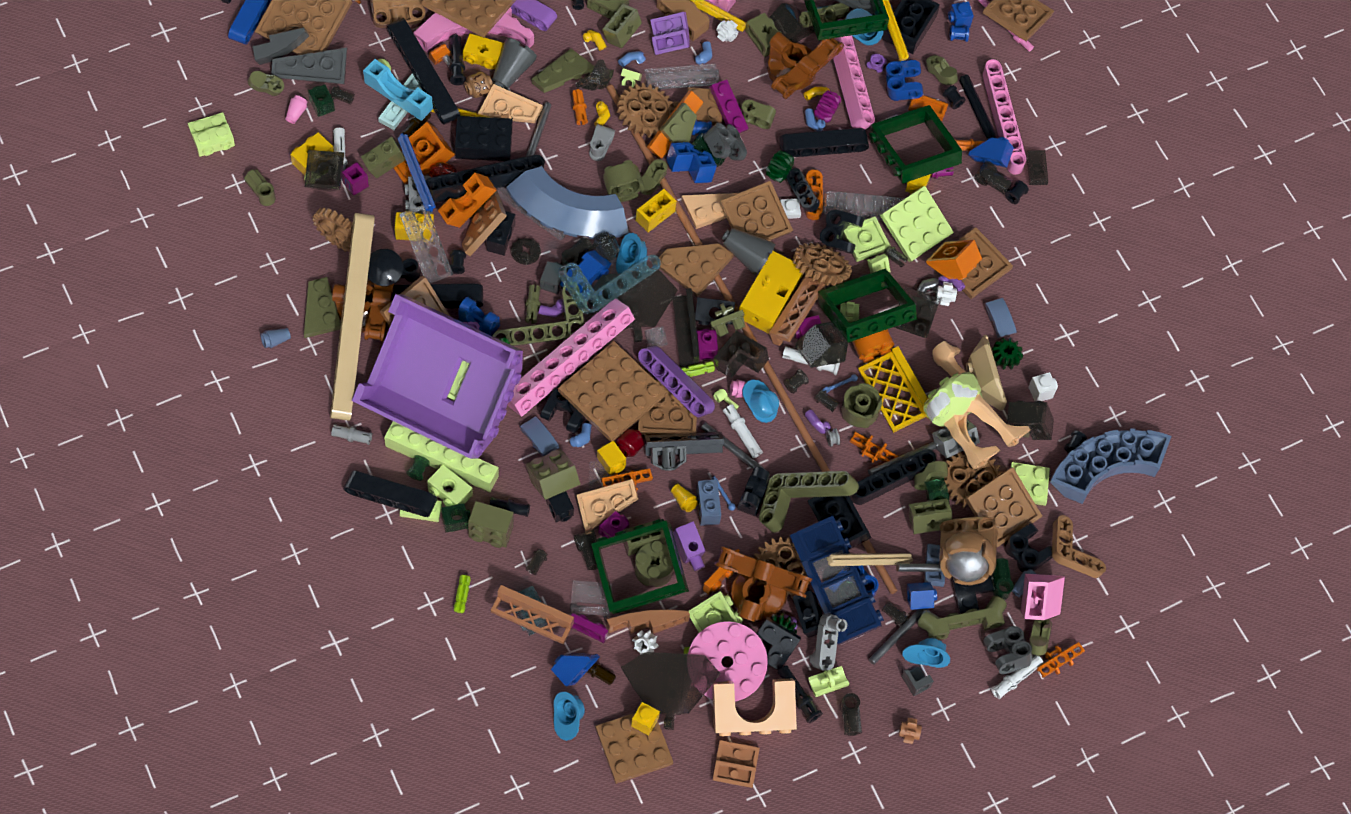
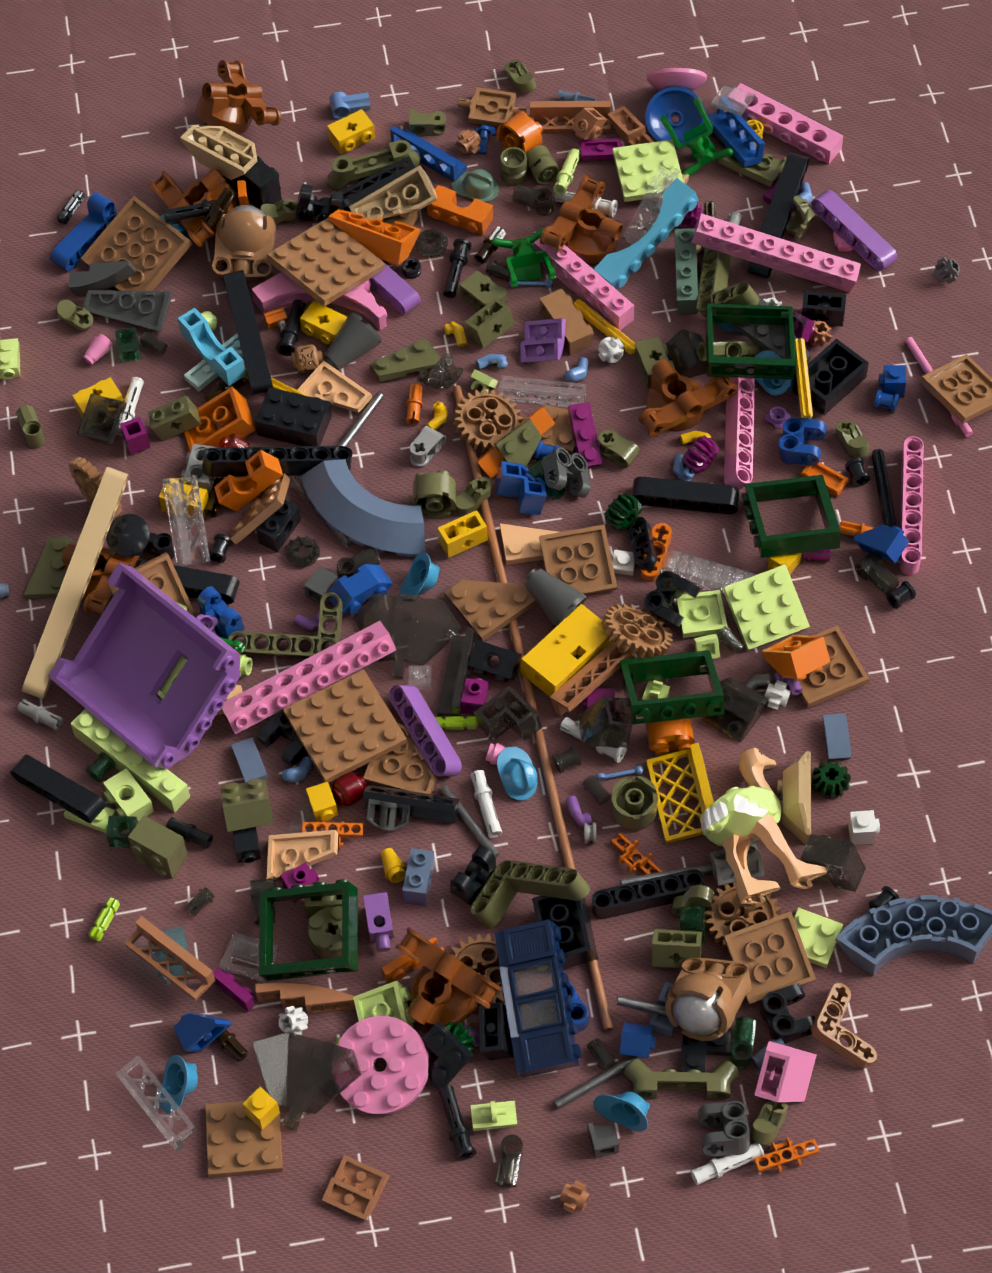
camera: 25 degrees right, 5 degrees down
(416, 172) = (199, 439): blue axle -> none
(439, 222) = (213, 503): none -> dark brown axle
(532, 304) = (290, 611): olive pin -> none
(550, 739) = (152, 1111): none -> clear fence
(606, 245) = (393, 562): clear smoke head -> none
(610, 286) = (376, 605): clear light blue beam -> none
(722, 395) = (473, 757): yellowish green hand -> none
(731, 506) = (446, 887): medium blue hinge -> none
(736, 318) = (493, 674): olive hips -> none
(780, 717) = (361, 1132): light nougat arch -> none
(825, 654) = (504, 1079): light grey beam -> none
(869, 559) = (580, 981): tan axle -> none
(1037, 167) = (934, 571): clear smoke plate -> none

